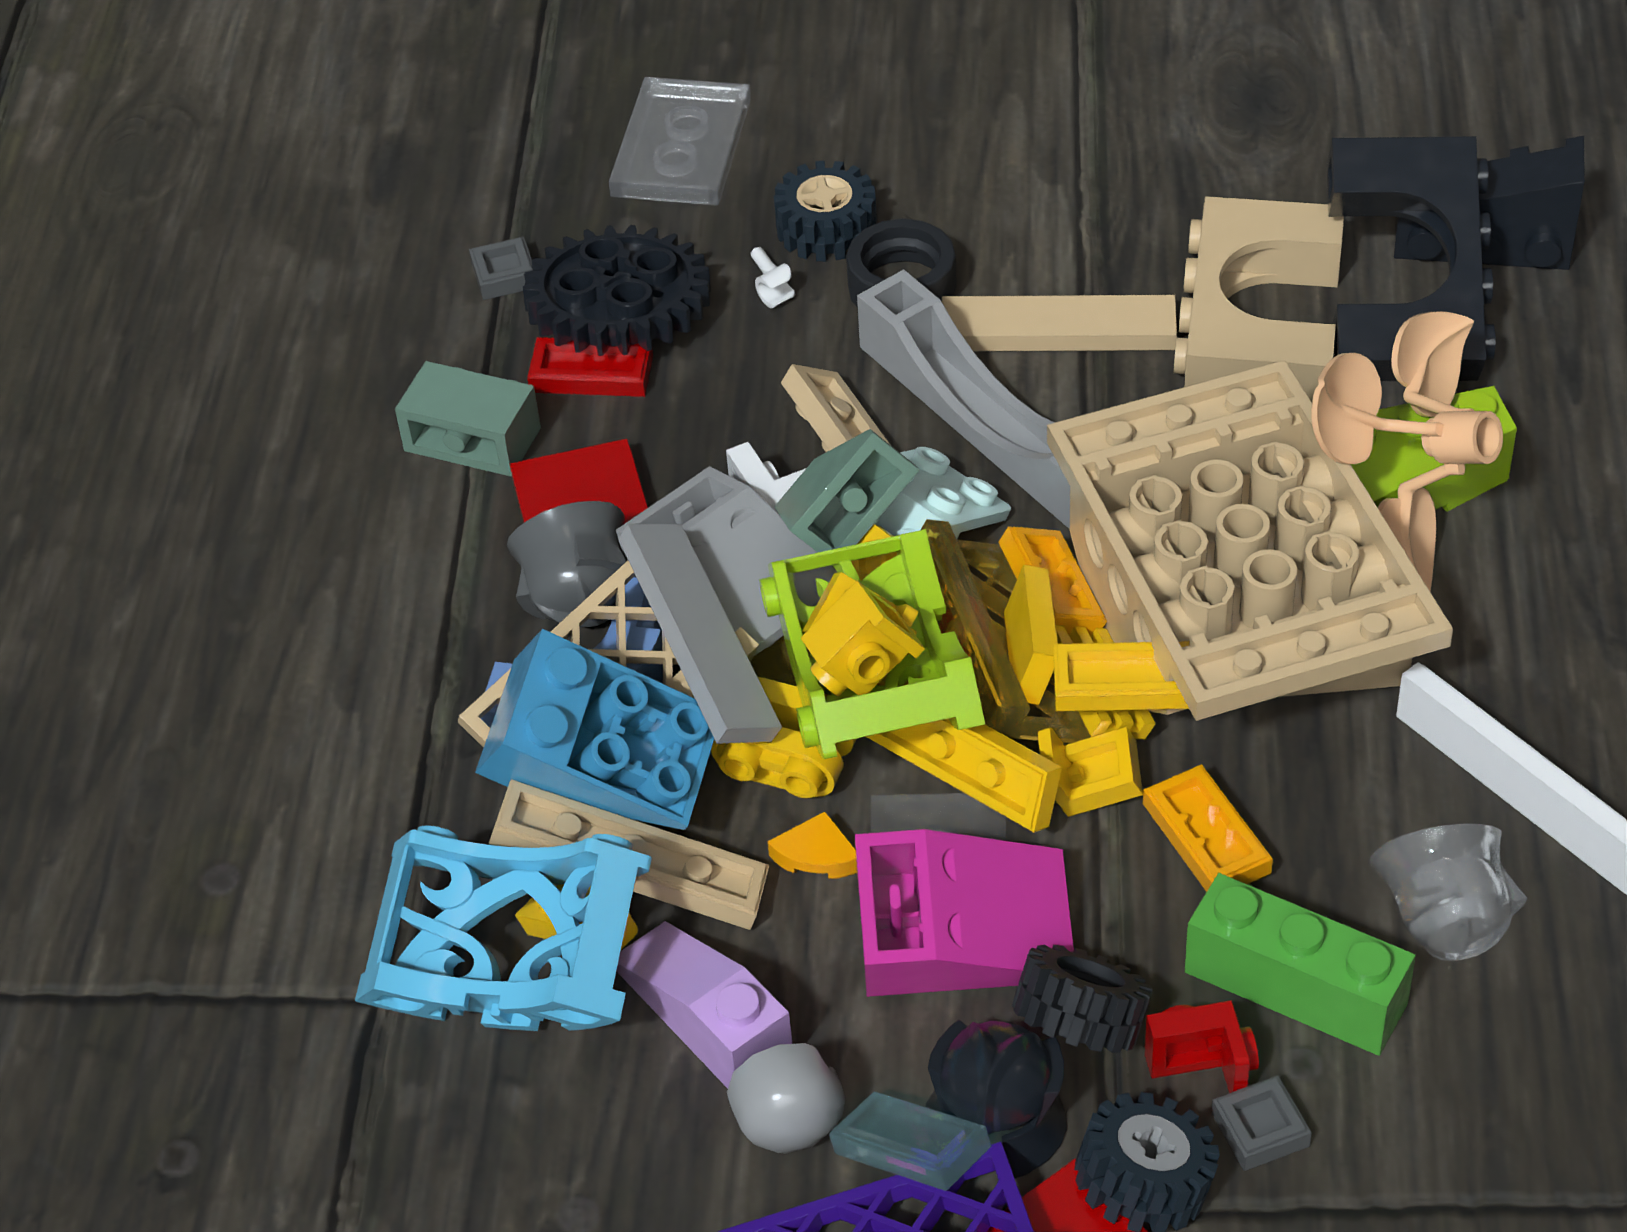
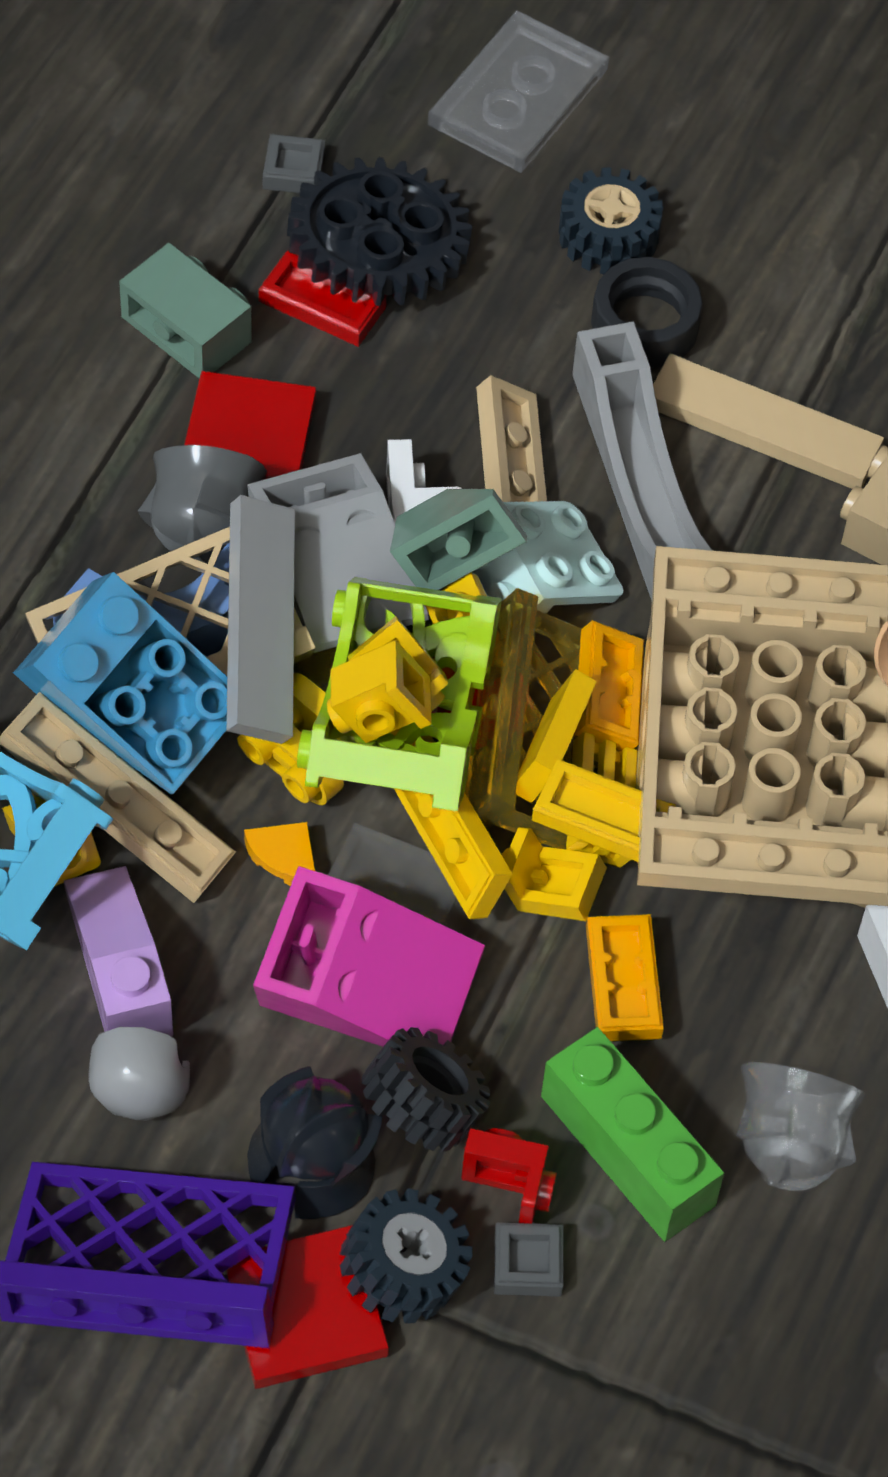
camera: 15 degrees right, 10 degrees up
(773, 284) = (527, 279): white hand -> none
(910, 1140) = (222, 1152): clear light blue tile -> none

